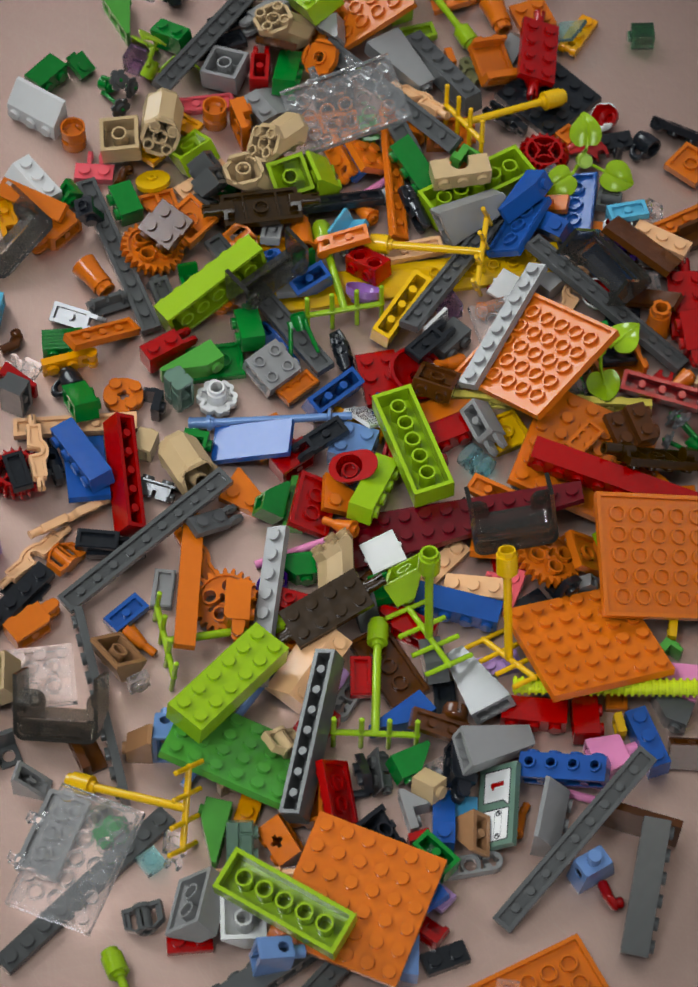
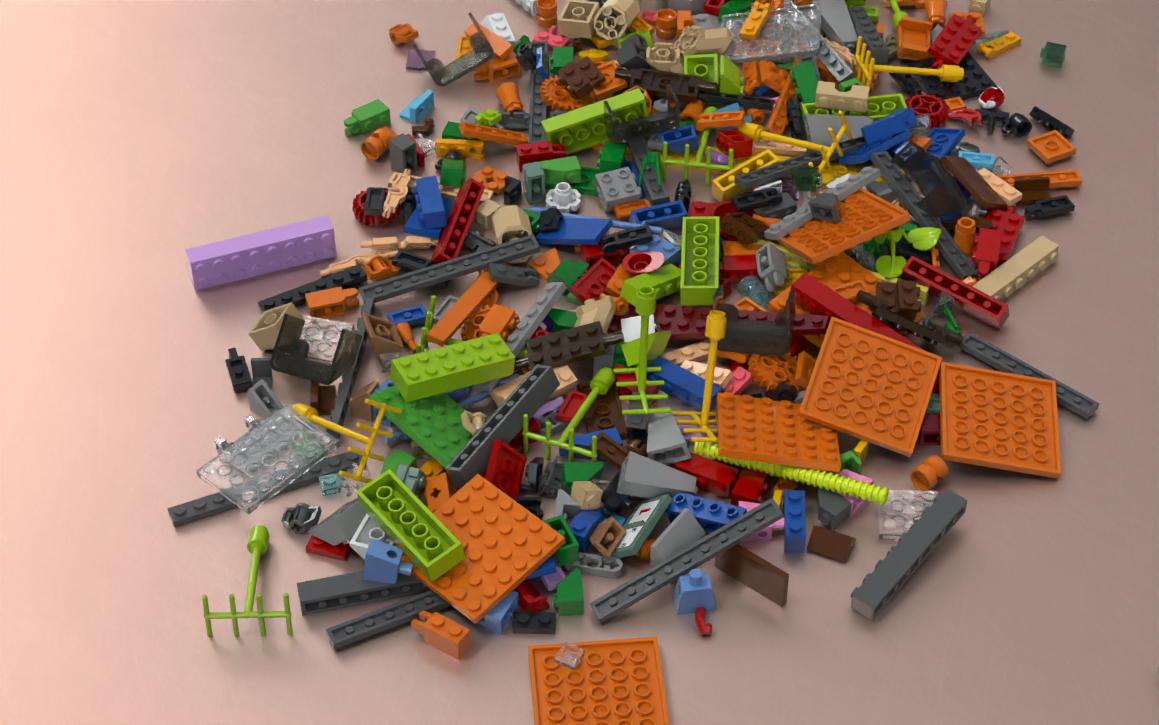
camera: 25 degrees right, 15 degrees down
(84, 313) = (488, 117): none -> lime plate
(108, 215) = (542, 63): none -> blue tile
(221, 435) = (550, 220): none -> black bracket
(324, 94) = (755, 20): none -> light orange plate
(468, 913) = (570, 595): none -> green slope
(474, 298) = (807, 179): none -> clear green brick
(515, 336) = (825, 207): none -> dark grey slope
(587, 132) = (959, 92): lime plant -> none
(645, 887) = (732, 615): dark grey brick -> none

